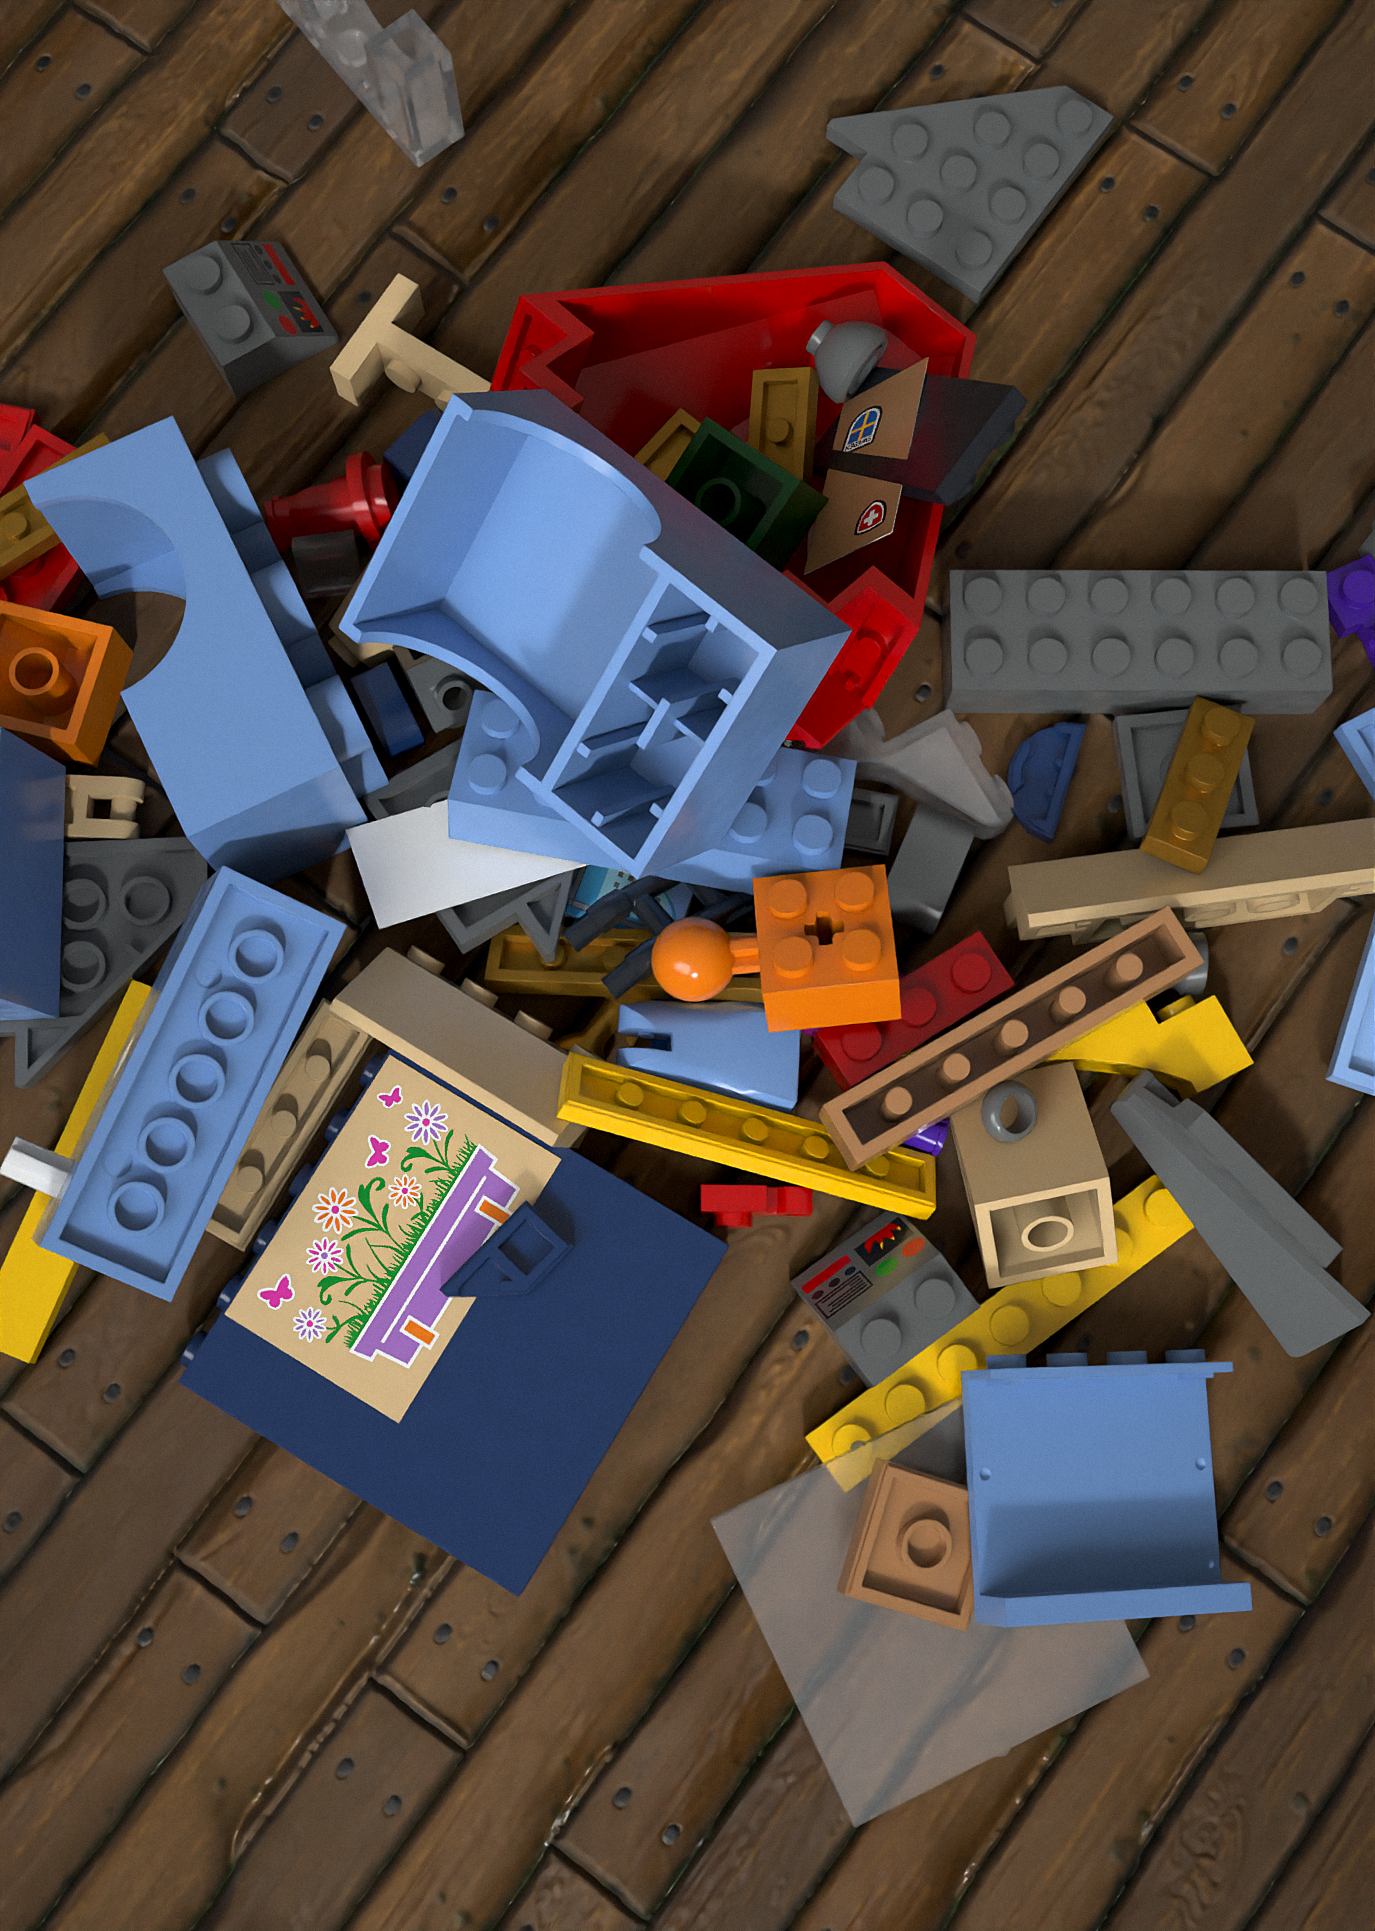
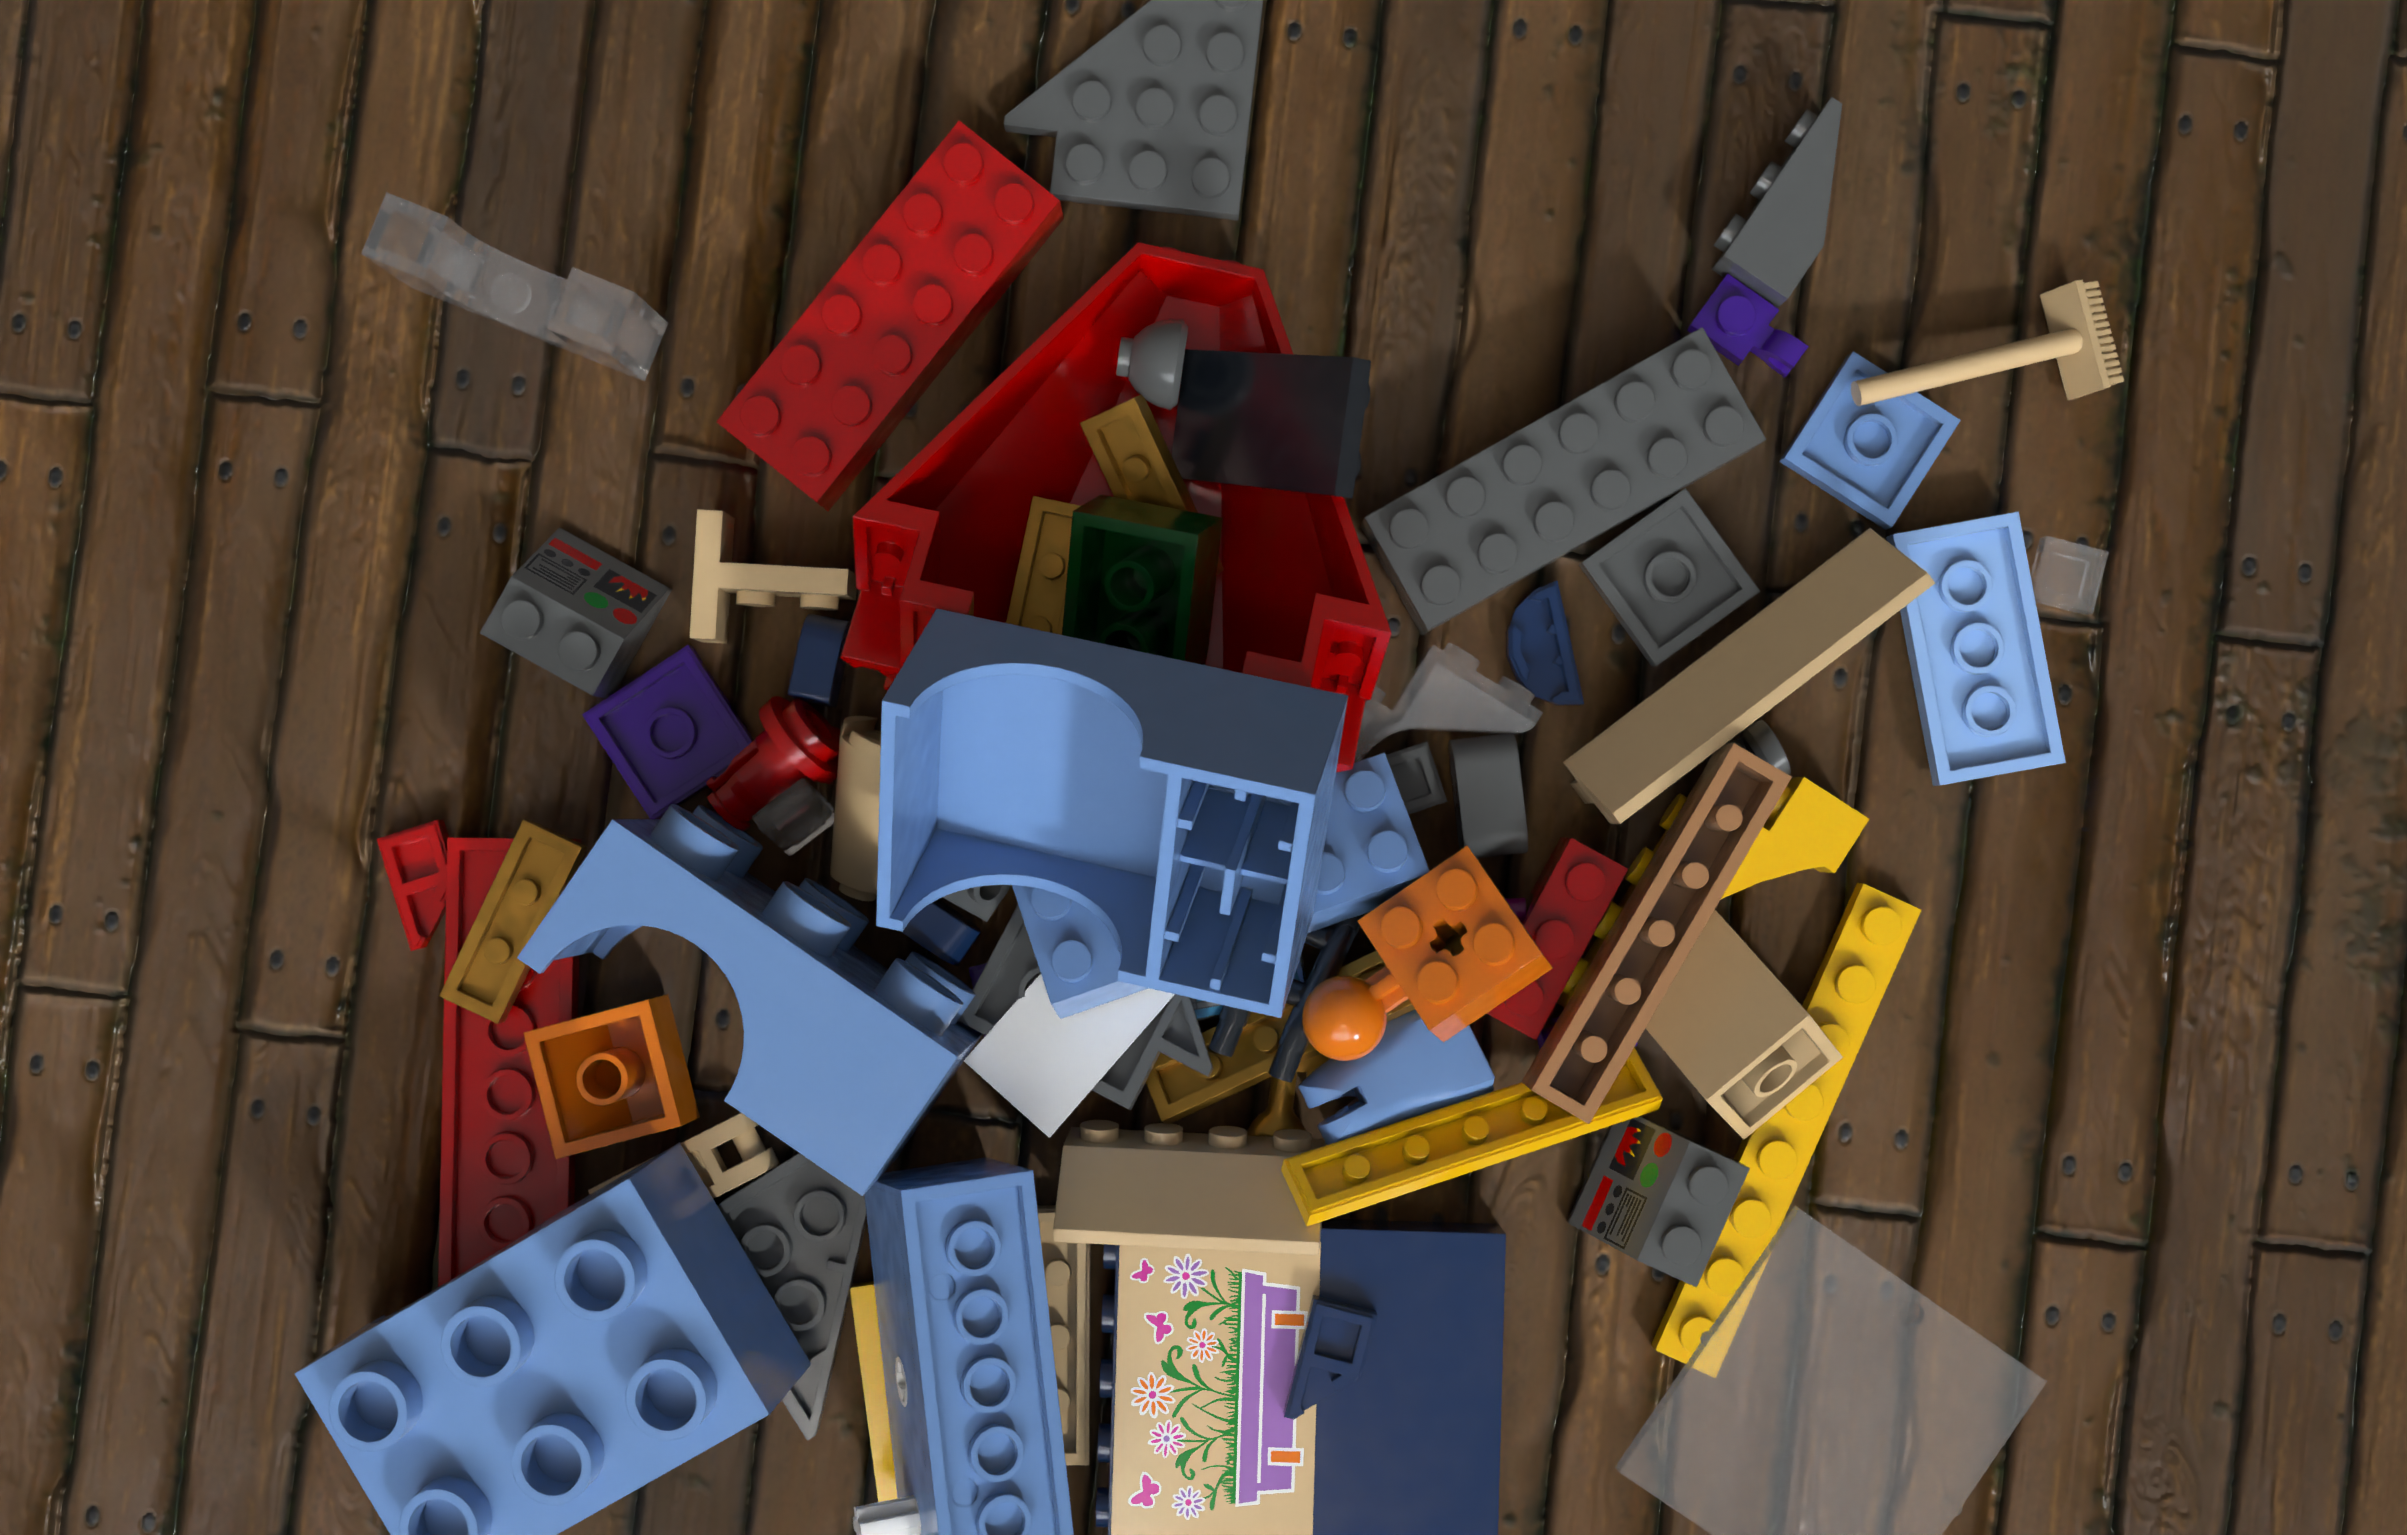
camera: 25 degrees left, 10 degrees up
(274, 436) = (669, 731): none -> dark purple tile
(655, 209) = (893, 316): none -> red brick
(737, 1204) = (1489, 1188): red plate -> none
(860, 506) = (1228, 420): medium nougat sticker -> none
(912, 1546) = (1806, 1394): medium nougat plate -> none
(1026, 1114) = (1704, 997): dark grey piece -> none
(1093, 1490) = (1927, 1267): medium blue panel -> none
(1197, 785) = (1693, 598): pearl gold plate -> none
(1243, 1216) = (1930, 959): dark grey wedge -> none

